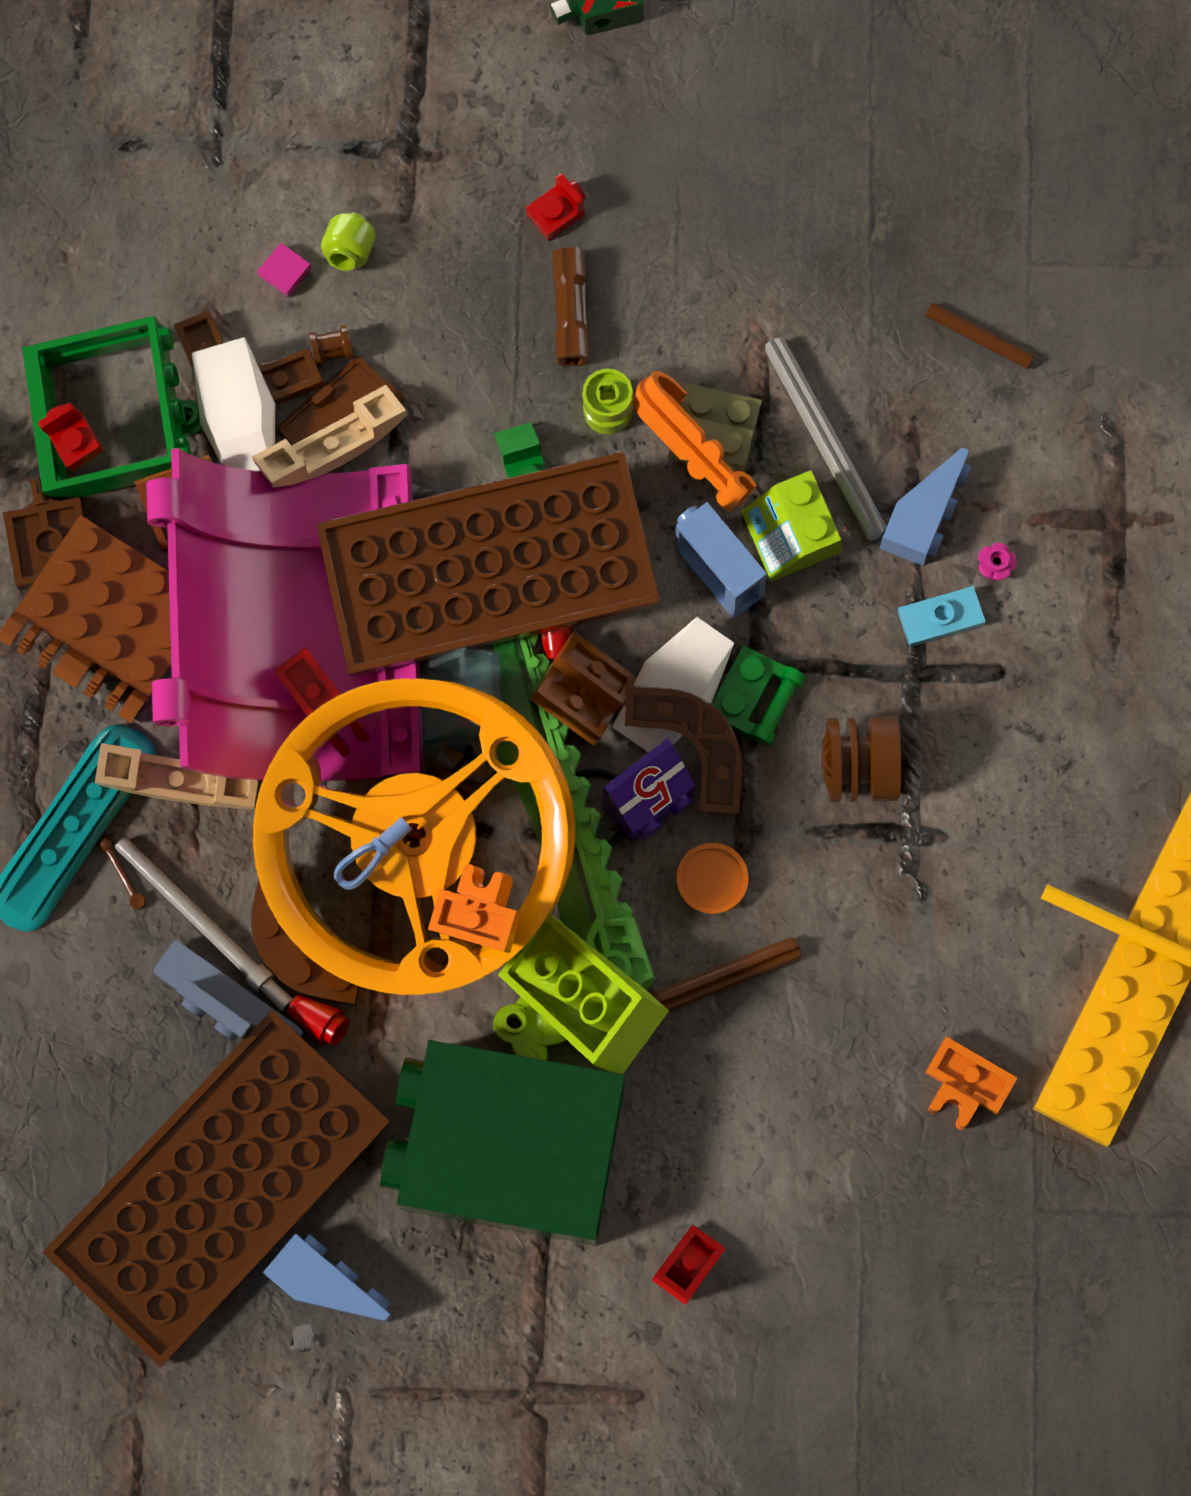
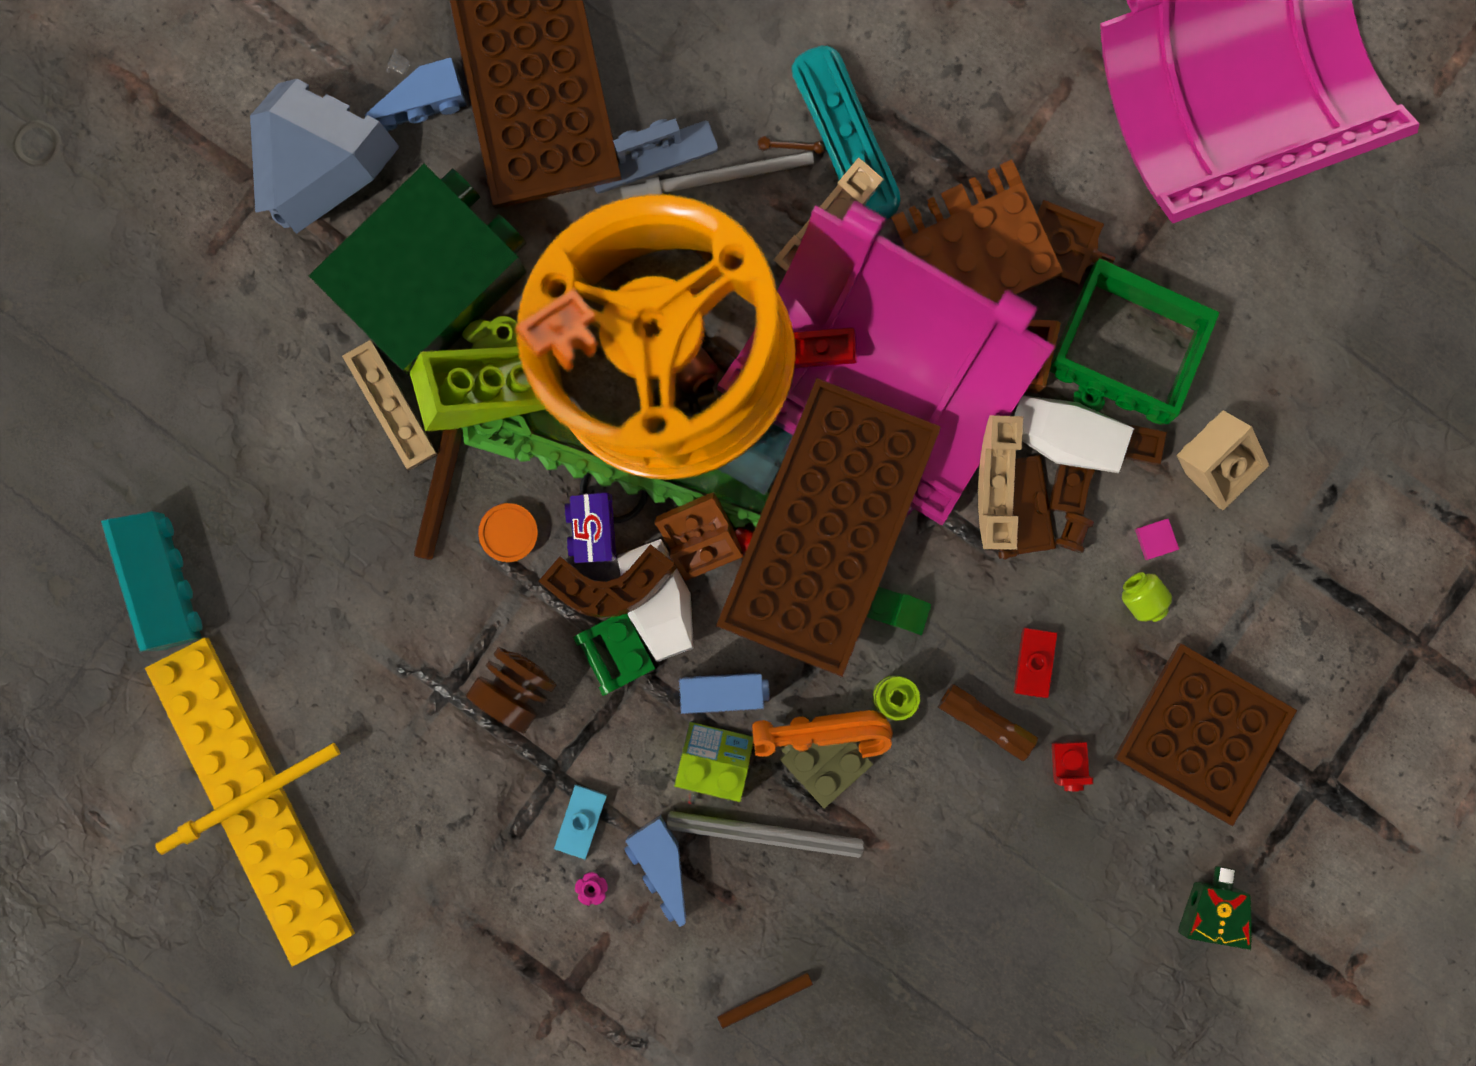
camera: 115 degrees right, 10 degrees up
(71, 435) = (1125, 301): red bracket -> none
(163, 258) = (1223, 459): none -> tan slope
(320, 1020) = (594, 201): red cone -> none
(380, 844) = (653, 295): medium blue piece -> none
(441, 110) = (1205, 734): none -> reddish brown plate
(463, 1346) = (311, 153): none -> sand blue panel
(482, 302) = (1035, 663): none -> red plate
(667, 1087) = (389, 405): none -> tan plate
(688, 1264) = (260, 331): red slope -> none
(967, 1081) = (251, 604): orange plate -> none
(1014, 1192) = (152, 581): none -> teal slope

